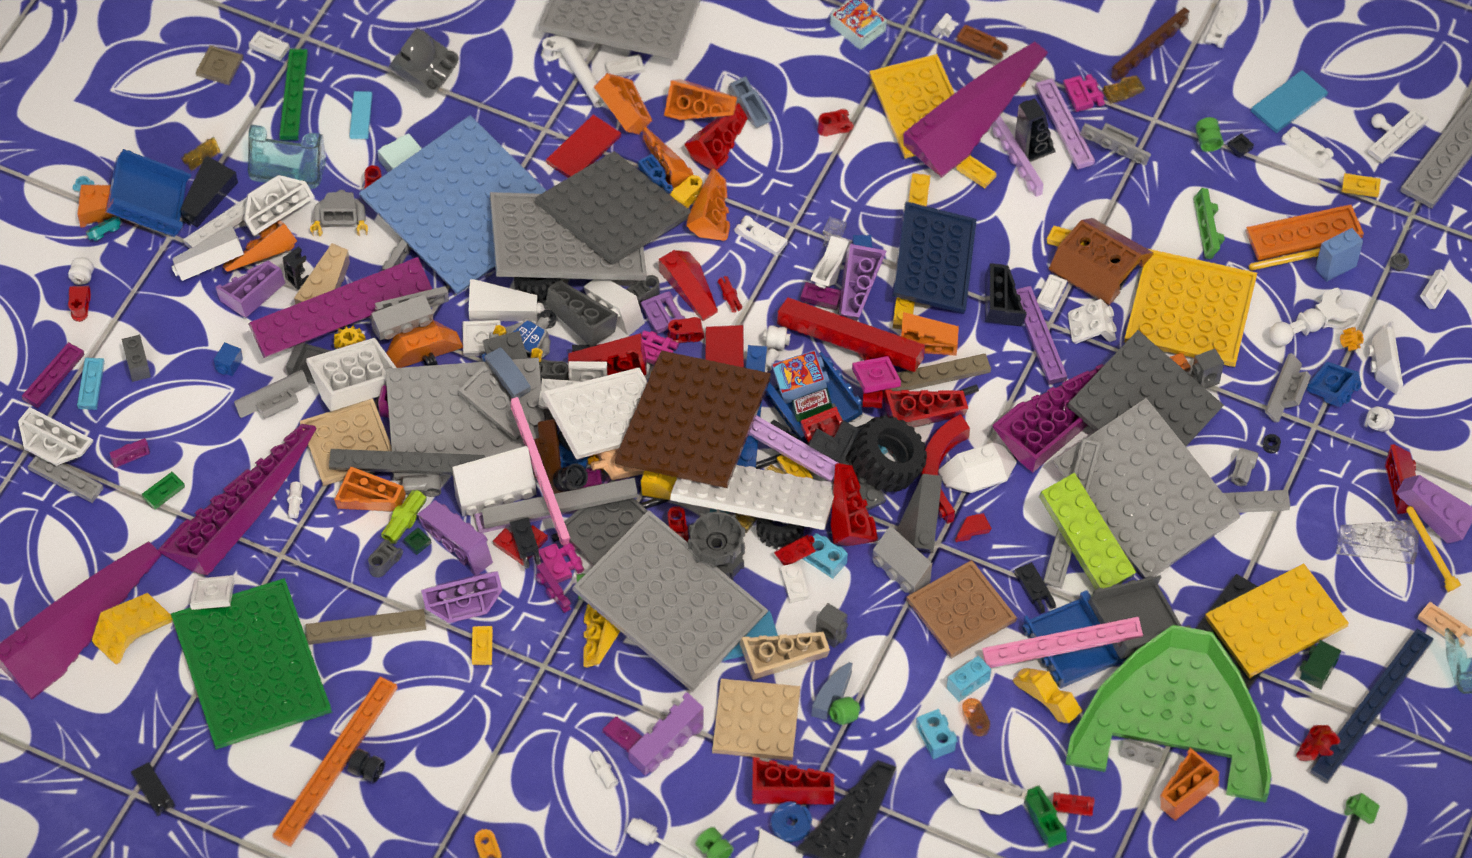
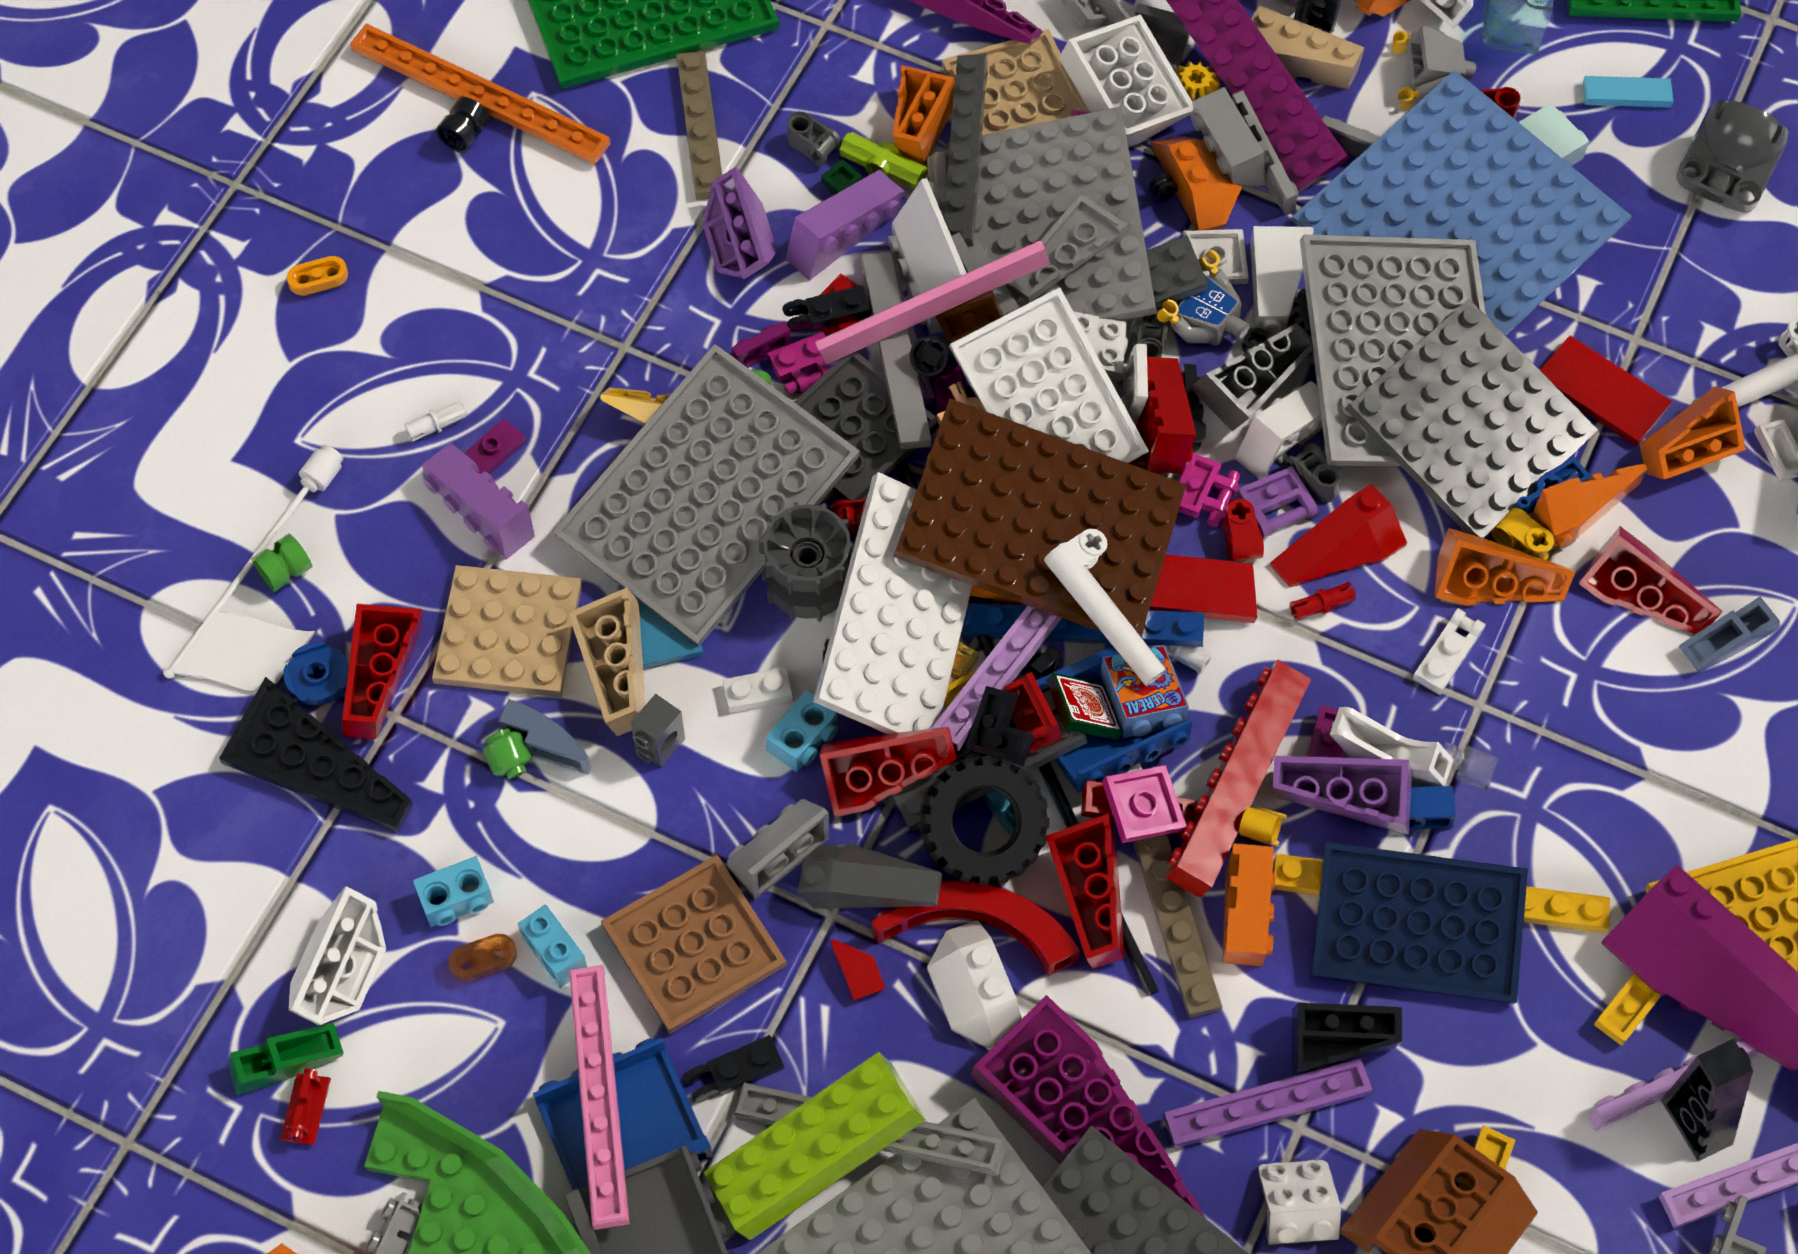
camera: 90 degrees right, 5 degrees up
(295, 499) = (913, 31): white axle -> none
(482, 645) = (658, 262): yellow plate -> none
(508, 373) = (1114, 258): sand blue slope -> none
(694, 101) = (1716, 542): orange wedge -> none
(733, 396) = (1071, 565): none -> white axle
(776, 337) = (1233, 666): white piece -> none
(796, 550) = (804, 681): red hinge -> none
(833, 123) = (1707, 775): red piece -> none
(882, 320) = (1261, 825): none -> yellow piece
(1043, 688) = (518, 1066): yellow arch -> none
(1051, 292) = (1367, 1132): white tile -> none

